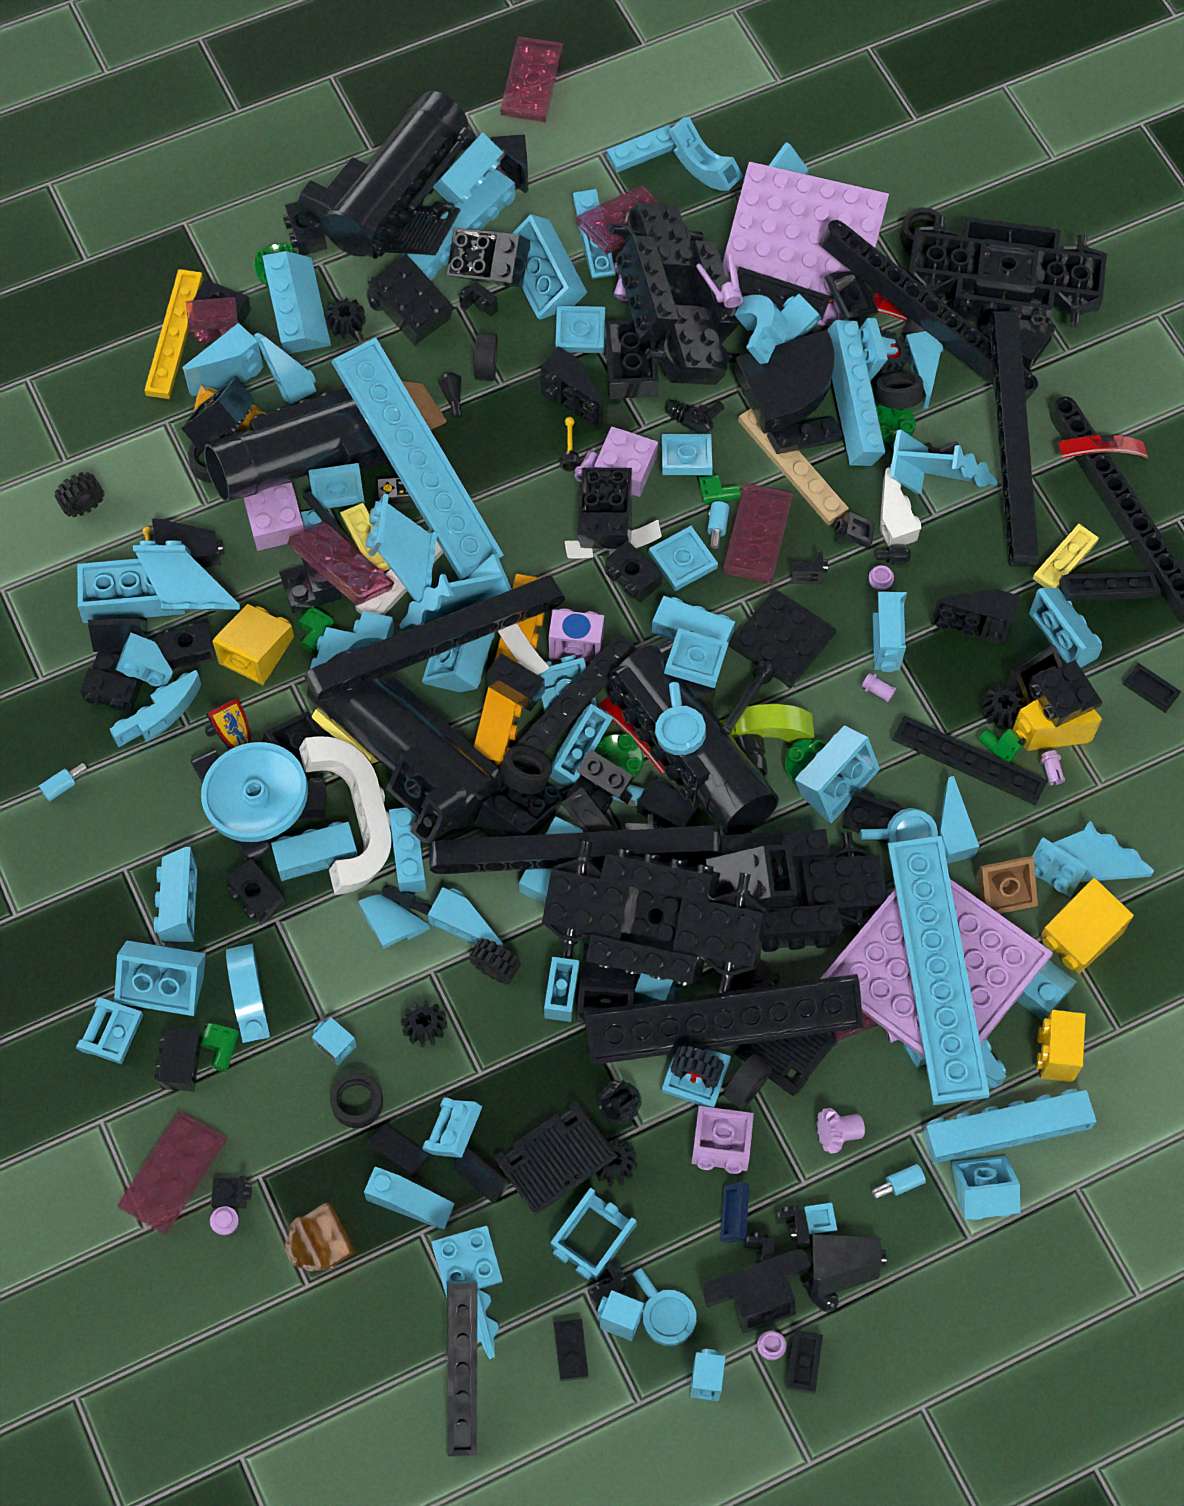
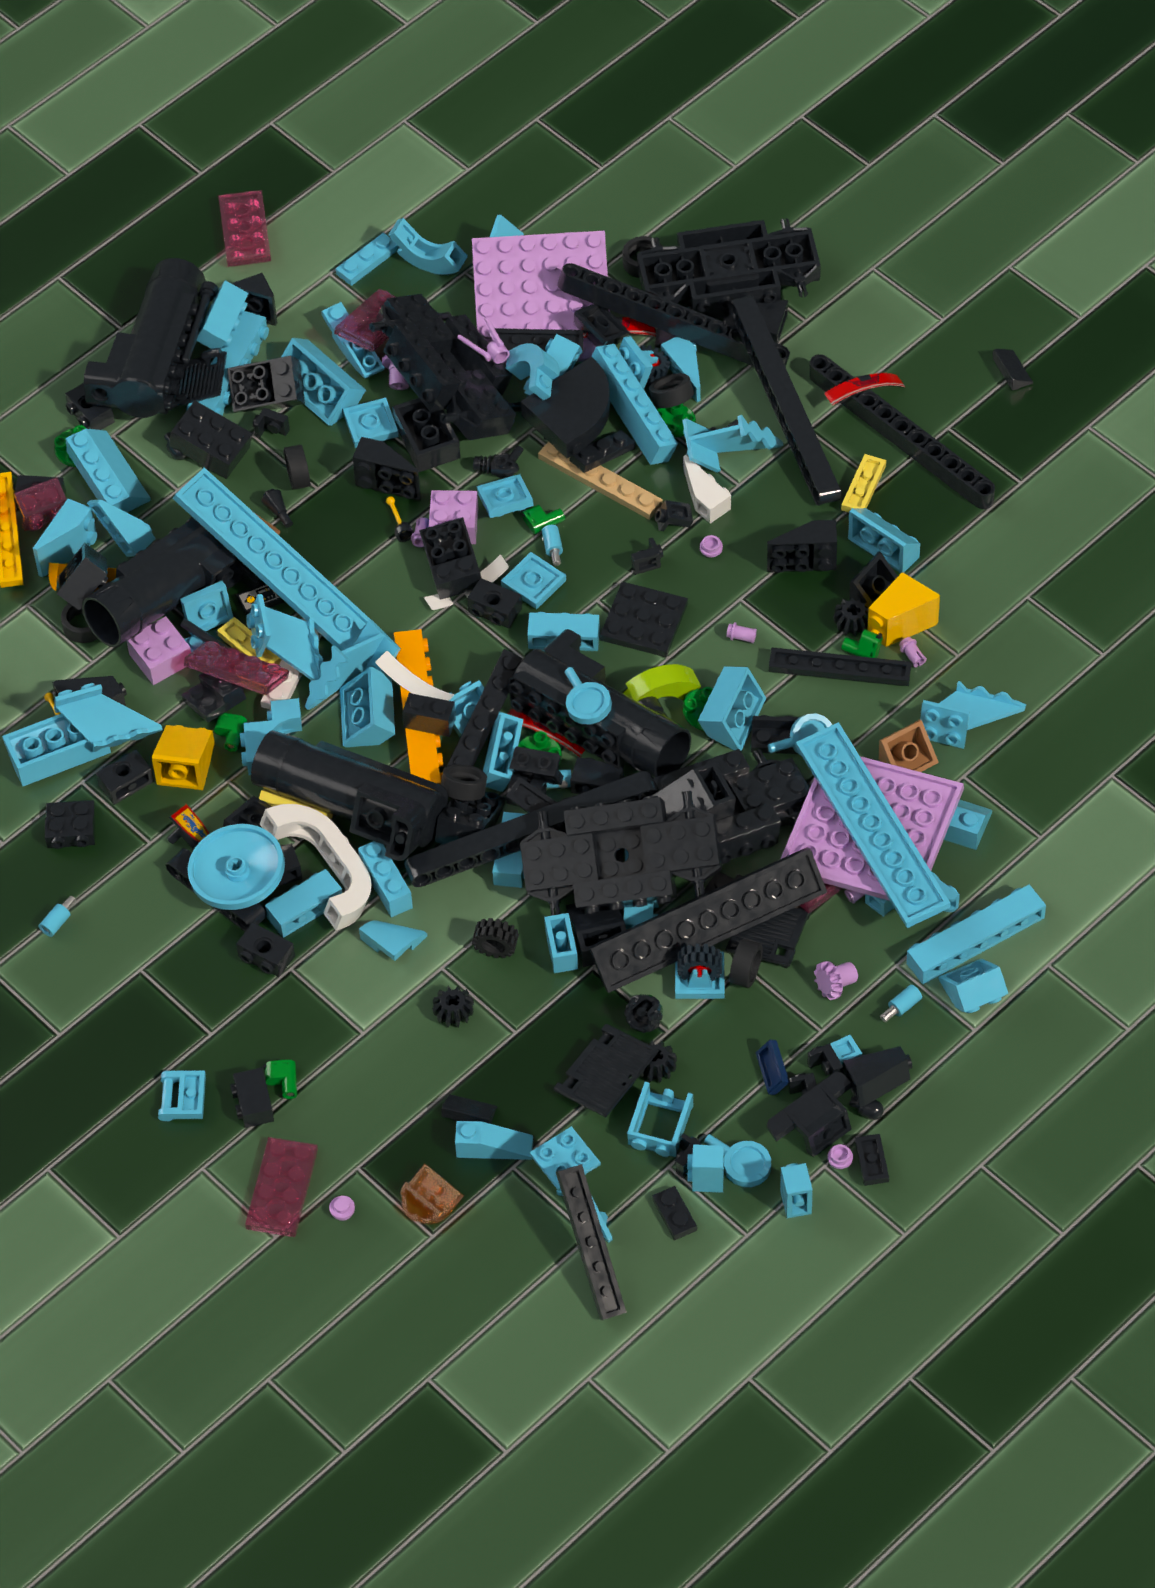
camera: 15 degrees left, 10 degrees down
(113, 633) = (59, 783): black slope -> none
(144, 661) = (94, 797): medium azure slope -> none
(159, 977) = (209, 1041): medium azure slope -> none
(167, 707) = (125, 832): medium azure slope -> none
(176, 897) = (198, 972): medium azure slope -> none
(231, 1192) = (339, 1184): black bracket -> none
(247, 993) = (291, 1022): medium azure arch -> none
(333, 1040) = (380, 1042): medium azure brick -> none
(345, 317) = (156, 472): black gear -> none
(351, 1080) = (423, 1098): black tyre -> none
(406, 900) = (400, 918): black bar -> none
(433, 638) = (347, 696): black beam -> none
(458, 917) = (450, 916): medium azure slope -> none
(458, 1131) = (515, 1076): medium azure plate -> none
(480, 1175) = (547, 1105): black slope -> none
(575, 635) = (465, 663): lavender brick -> none
(696, 658) = (579, 645): medium azure plate -> none
(722, 1139) = (741, 1016): lavender plate -> none
(758, 533) = (591, 541): clear pink plate -> none
(762, 674) = (637, 651): black piece -> none
(889, 631) = (734, 584): medium azure window -> none
(894, 554) = (715, 524): black cylinder -> none
(955, 826) = (850, 719): medium azure slope -> none
(1061, 1046) = (996, 857): yellow brick -> none
(1064, 693) = (900, 583): black plate -> none
(1086, 926) = (986, 761): yellow slope -> none
(1109, 586) = (909, 494): black plate -> none
(1152, 688) = (973, 566): black tile -> none

